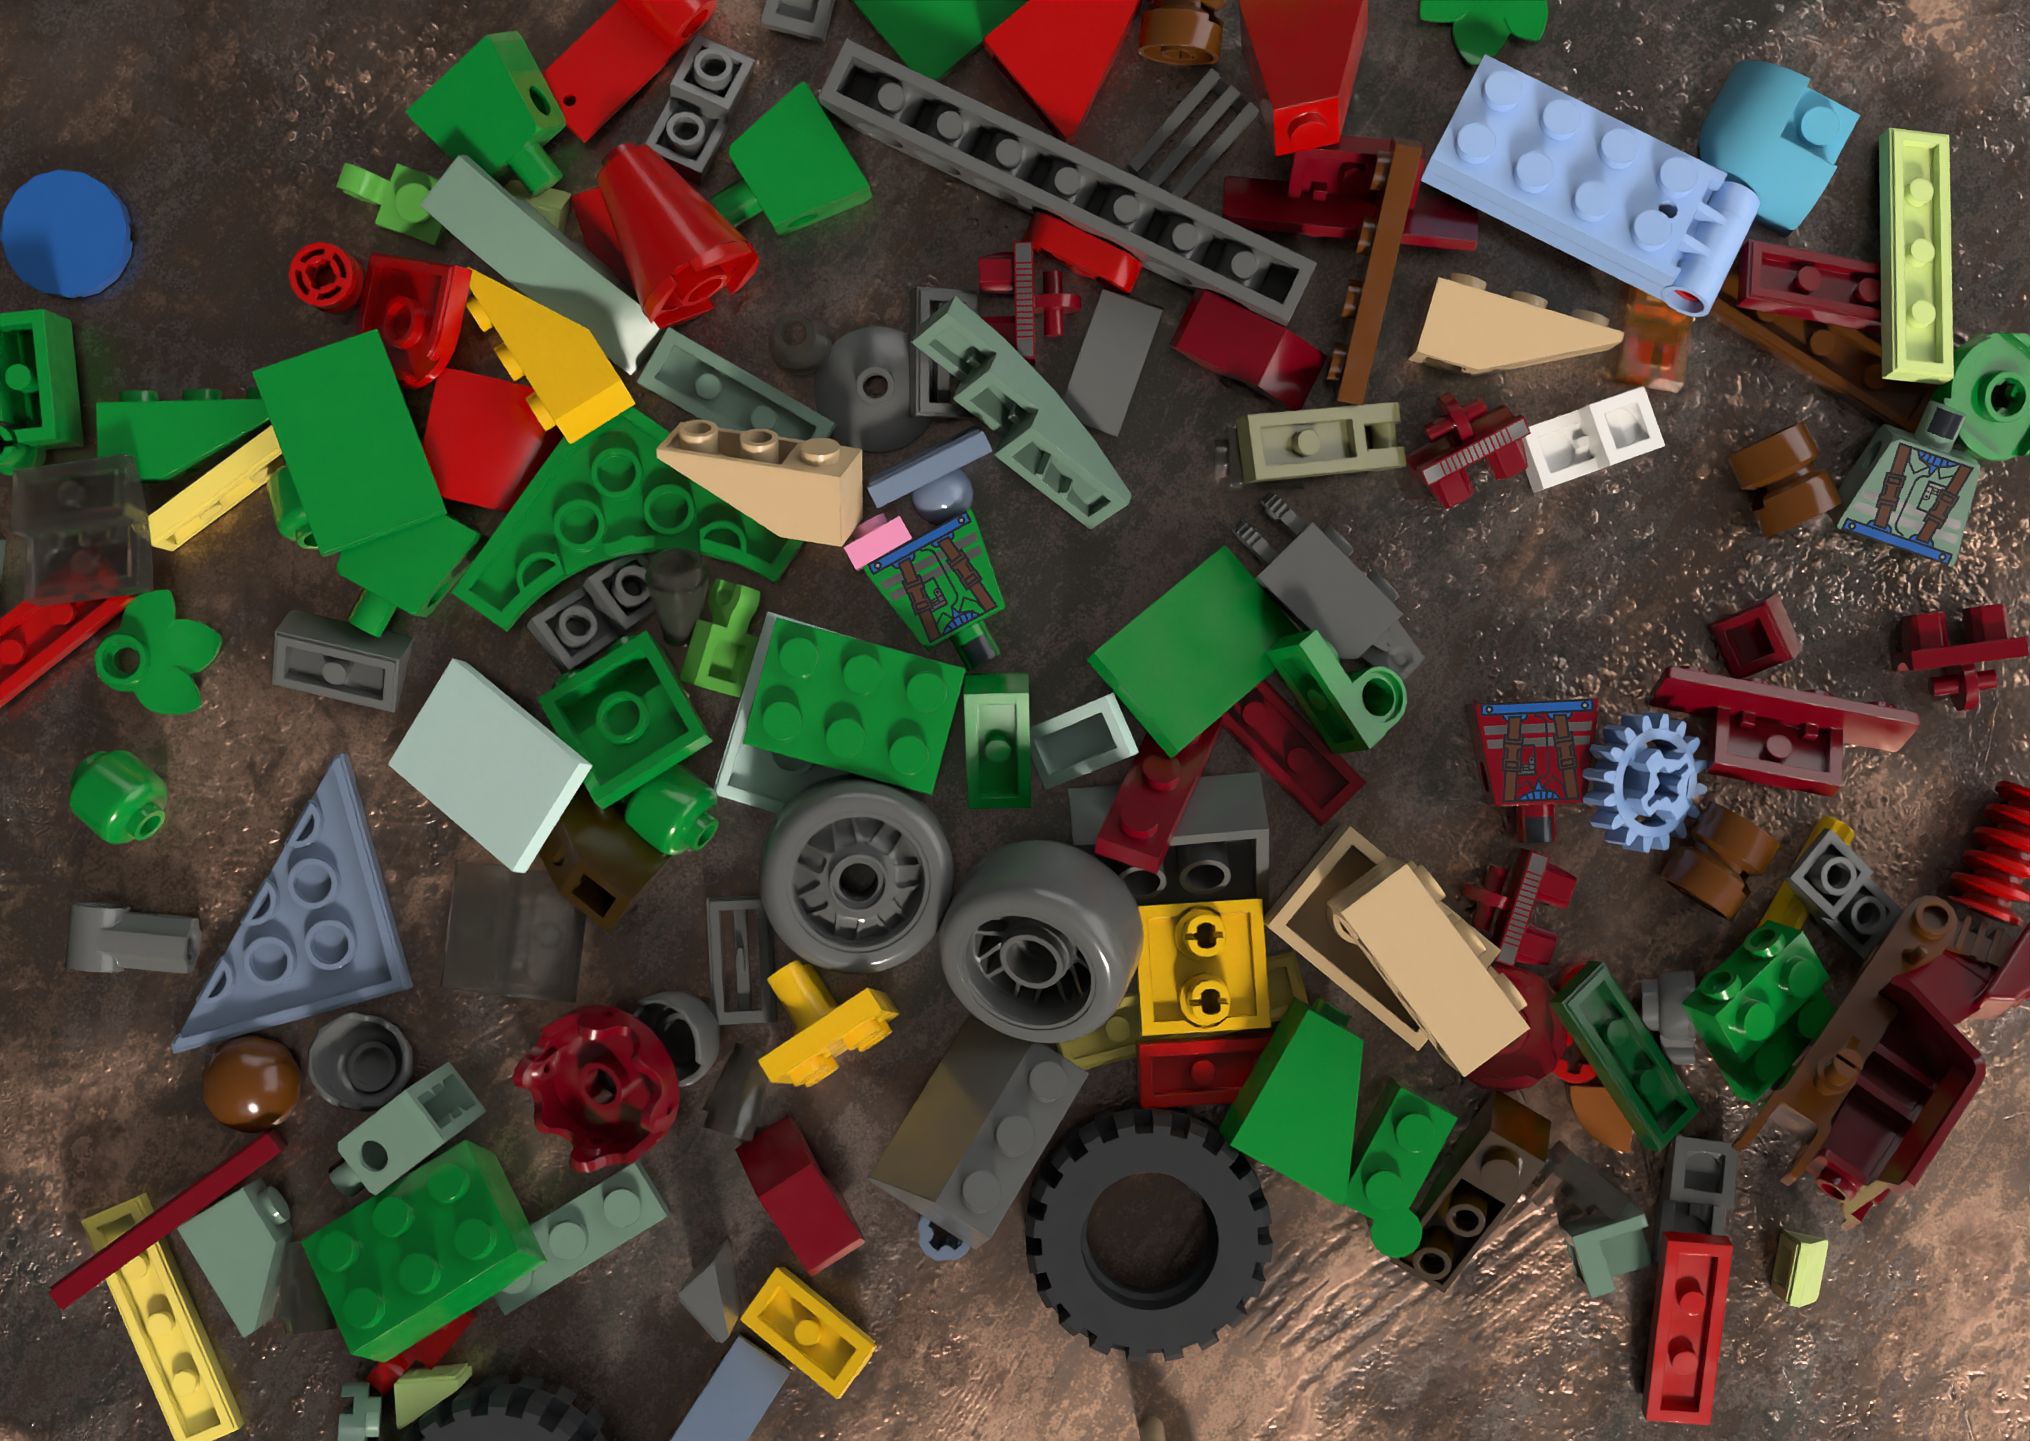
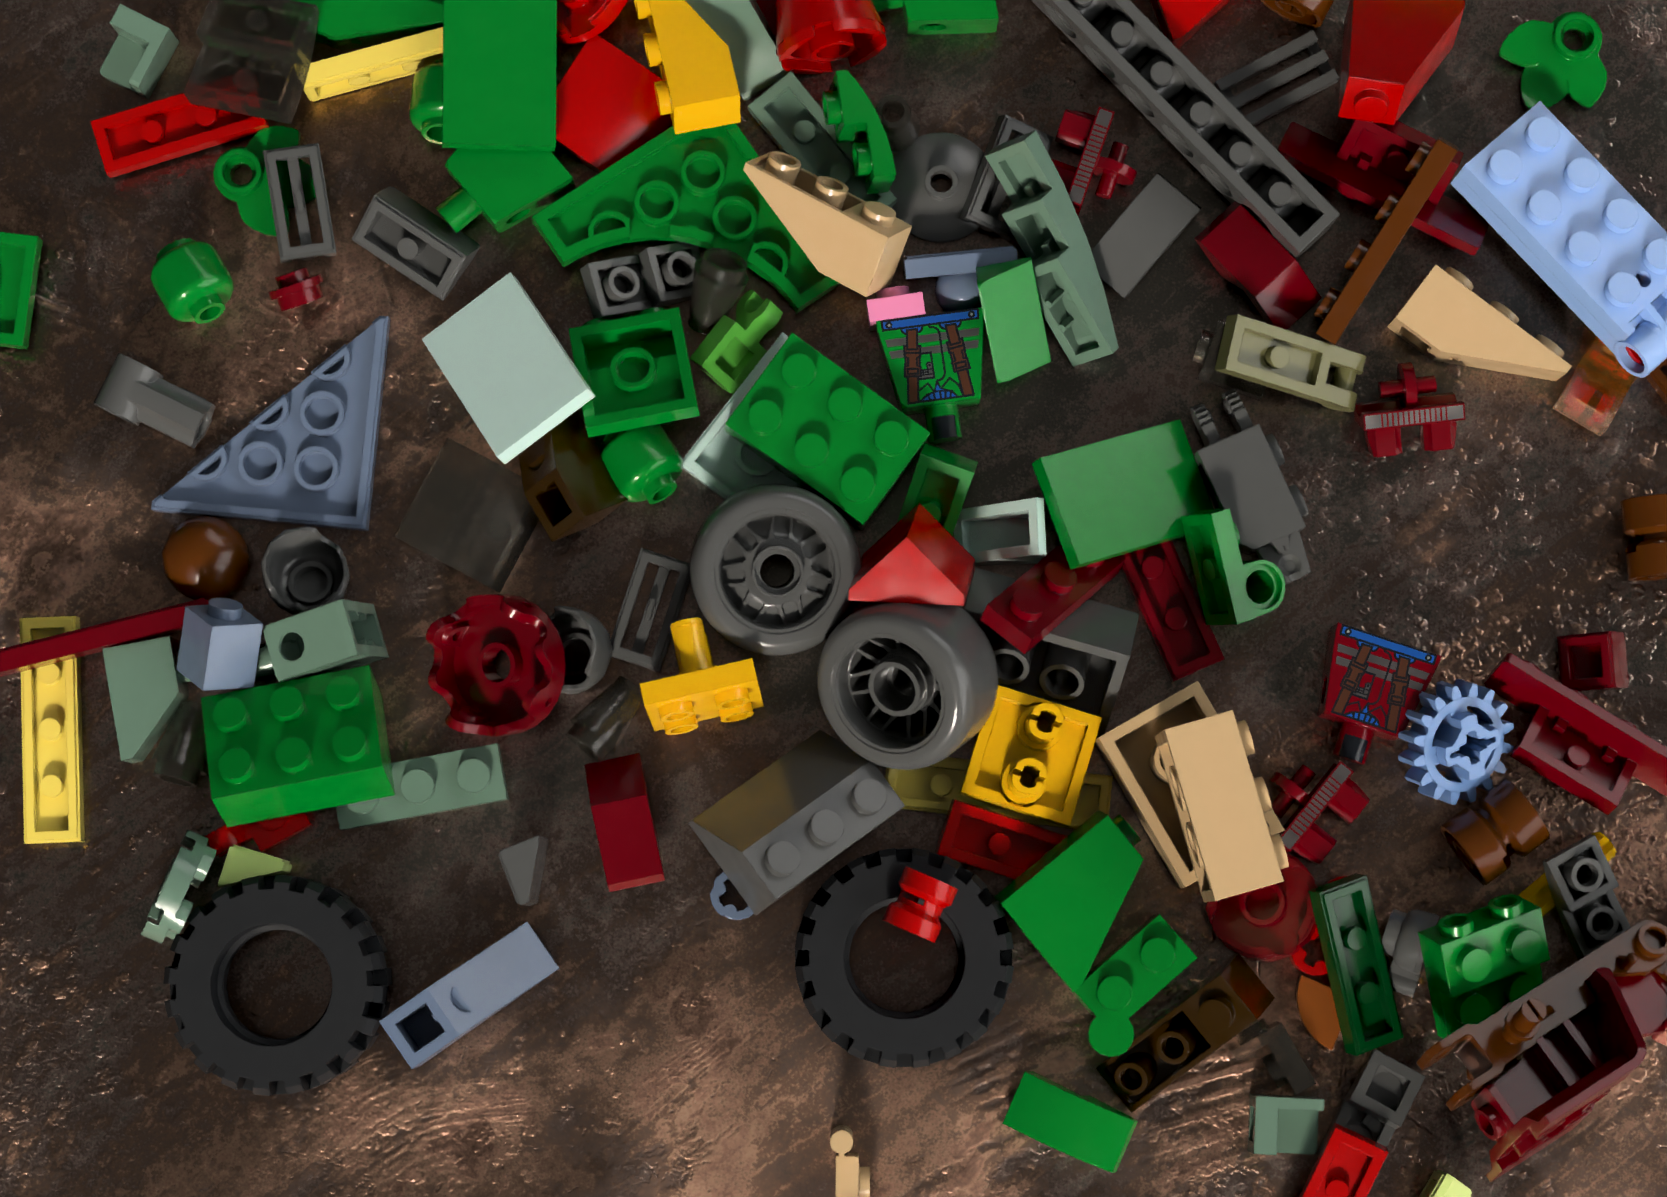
camera: 20 degrees right, 5 degrees down
(227, 715) = (307, 249): none -> dark grey tile
(233, 761) = (296, 288): none -> dark red plate
(298, 1181) = (219, 645): none -> sand blue brick
(757, 356) = (857, 120): none -> green slope
(809, 1331) = (589, 937): yellow plate -> none
(1003, 818) = (915, 565): none -> red slope
(1006, 506) = (1013, 318): none -> green slope
(1082, 253) = (1151, 139): red beam -> none
(1145, 1186) = (918, 918): none -> red wheel
(1384, 1333) = (1070, 1122): none -> green slope
(1591, 439) = (1513, 447): white slope -> none

